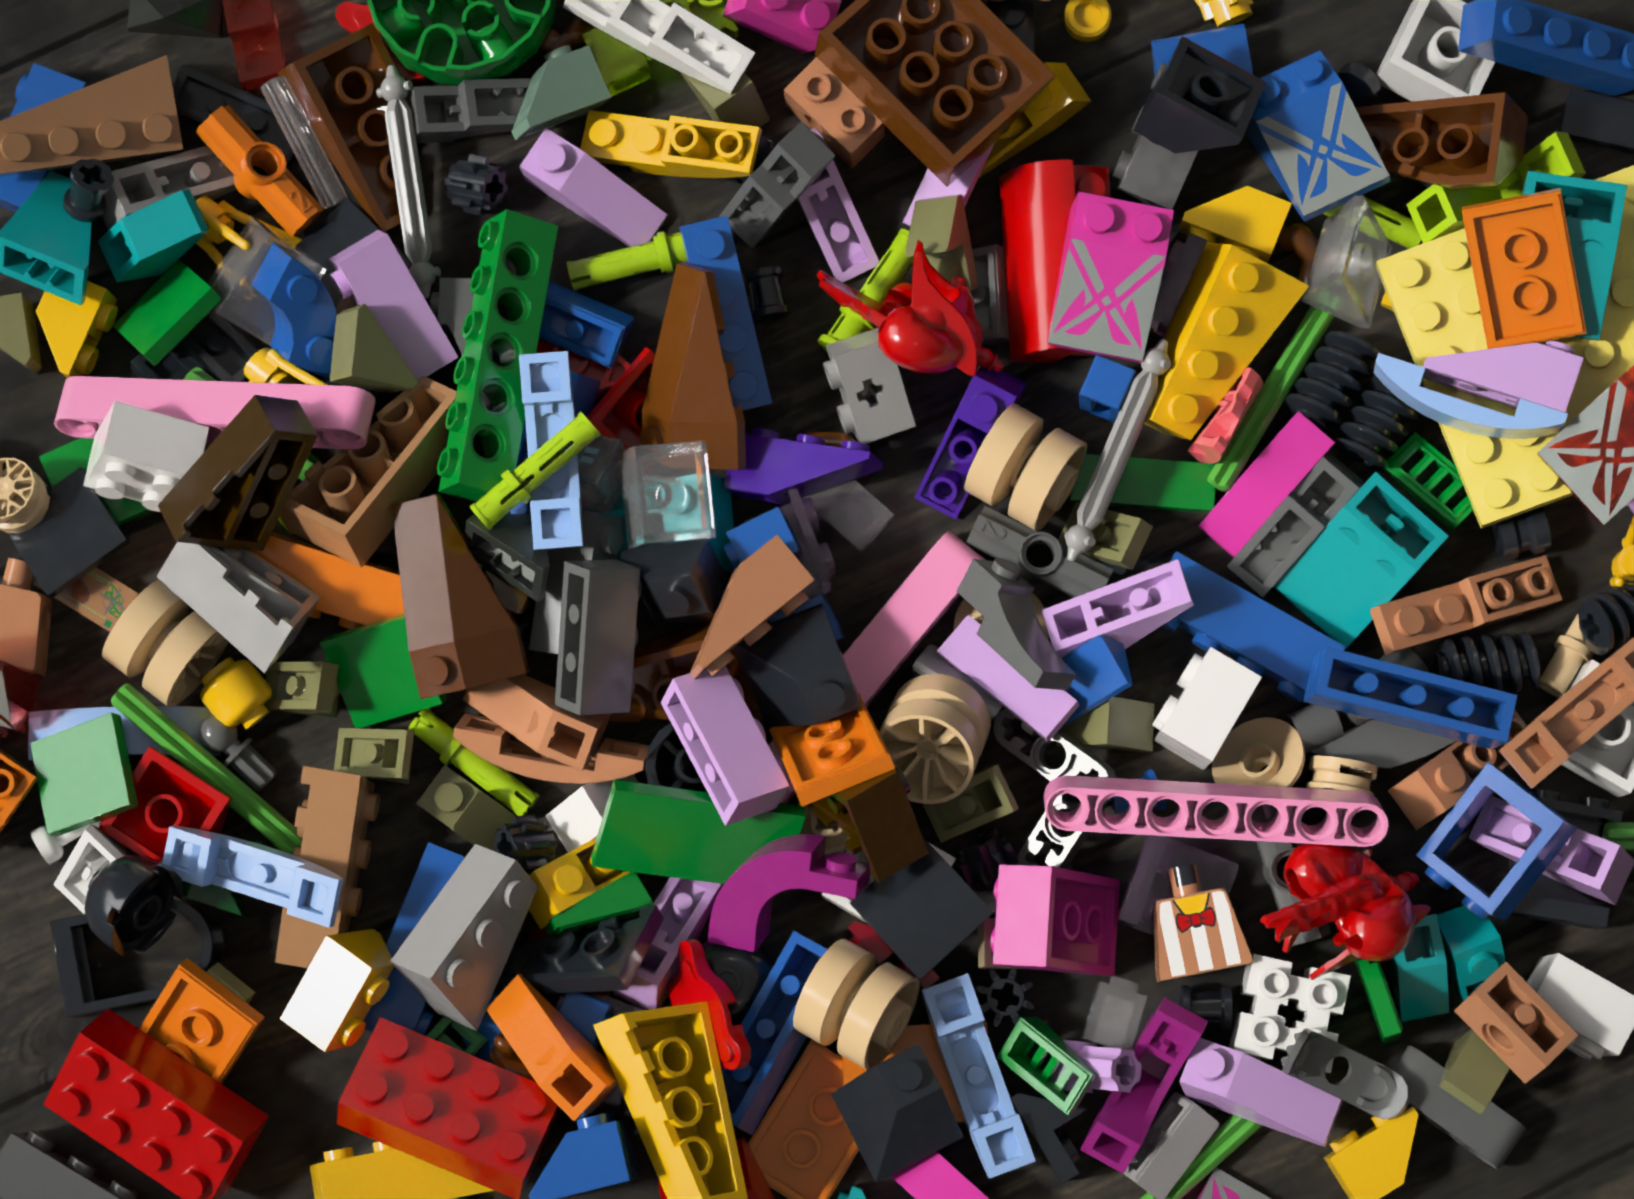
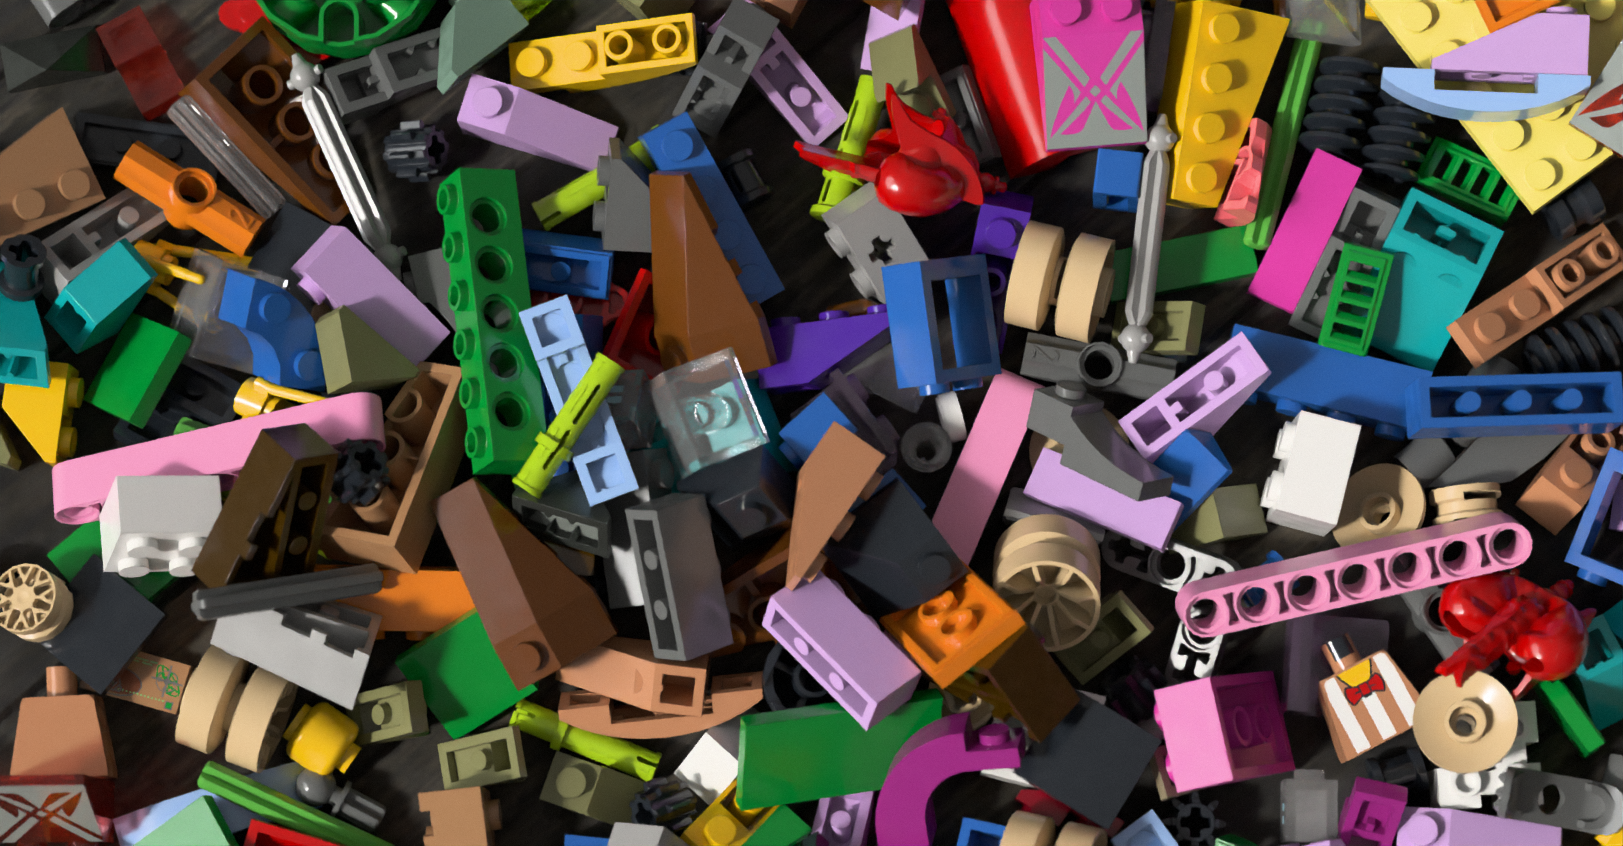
camera: 20 degrees left, 0 degrees up
(237, 549) = (286, 591): none -> dark grey axle
(333, 459) = (359, 472): none -> black gear
(648, 291) = (625, 209): none -> dark grey slope
(857, 572) = (926, 434): none -> clear cone
(878, 470) = (915, 325): none -> blue window
(891, 563) = (951, 416): none -> white tile
(1252, 971) = (1437, 717): none -> tan dish
(1273, 596) = (1342, 340): none -> green slope

